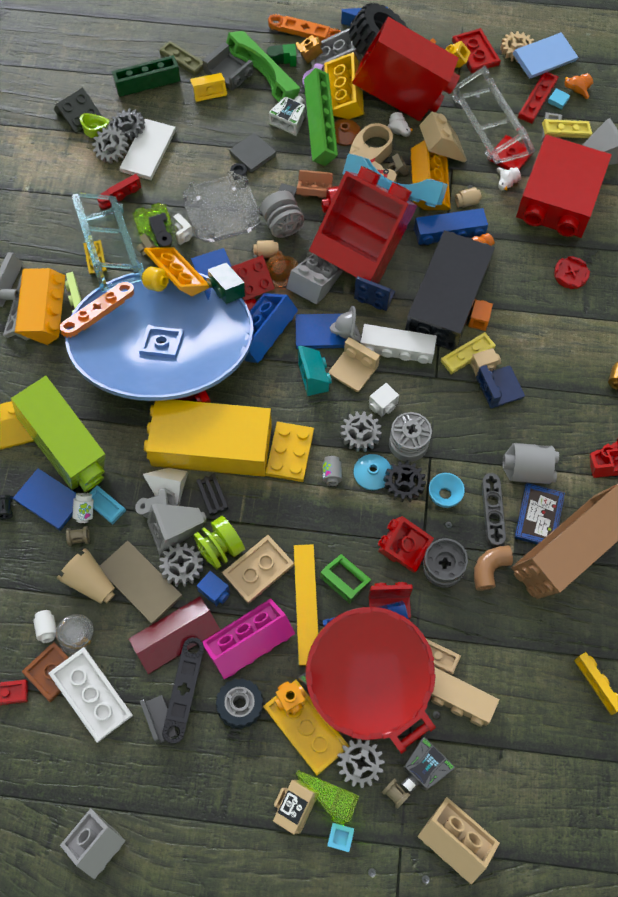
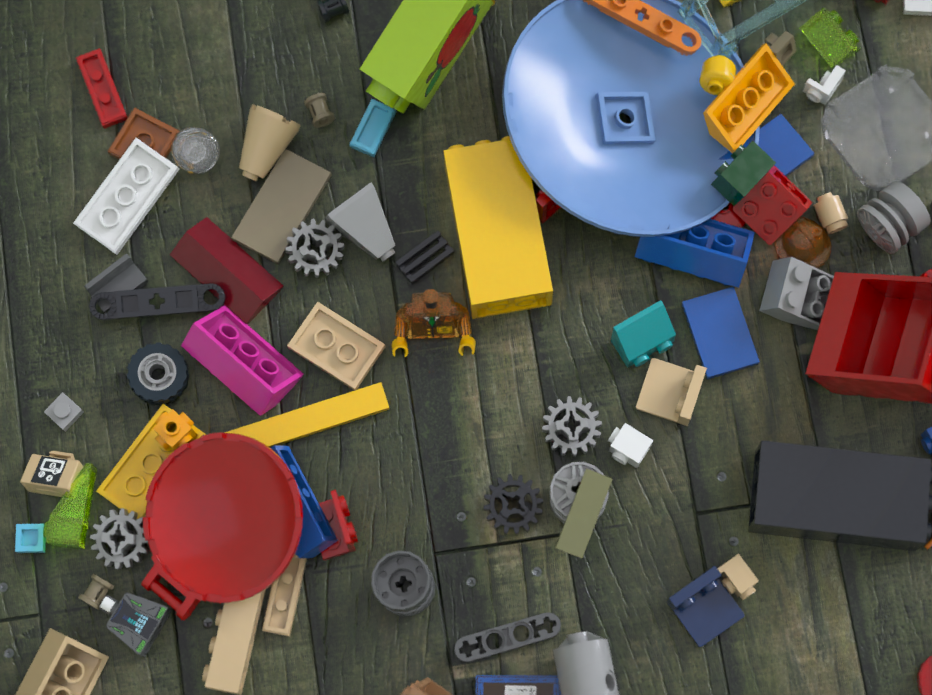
camera: 80 degrees right, 10 degrees up
(45, 626) = (194, 113): white brick -> none
(47, 499) = (353, 47): blue tile -> none
(83, 507) = (355, 103): white brick -> none
(159, 230) = (807, 55): black leg -> none
(165, 497) = (390, 198): light grey leg -> none
(167, 478) = (421, 196): white slope -> none
(213, 589) = (293, 298): blue brick -> none
(218, 542) = (350, 283): lime wheel -> none
(246, 787) = (64, 411): none -> light grey plate
(259, 496) = (432, 316): none -> clear orange torso
(289, 451) = (516, 340): yellow plate -> none
(332, 470) = (500, 403): light grey brick -> none
(338, 585) = (340, 454): bright green tile -> none
(346, 326) = (727, 364): light grey helmet -> none
(367, 478) = (535, 457): medium azure dish -> none
(373, 294) = (804, 394): dark blue bracket -> none
(399, 343) = (728, 442): white brick -> none
(405, 543) = (421, 526): red plate -> none
(429, 430) = (583, 513): none -> olive tile
(448, 482) = (511, 549): medium azure piece -> none
(462, 356) = (754, 552): light yellow tile -> none
(480, 315) = (818, 553): orange brick -> none
(488, 563) = (422, 644): medium nougat cylinder -> none

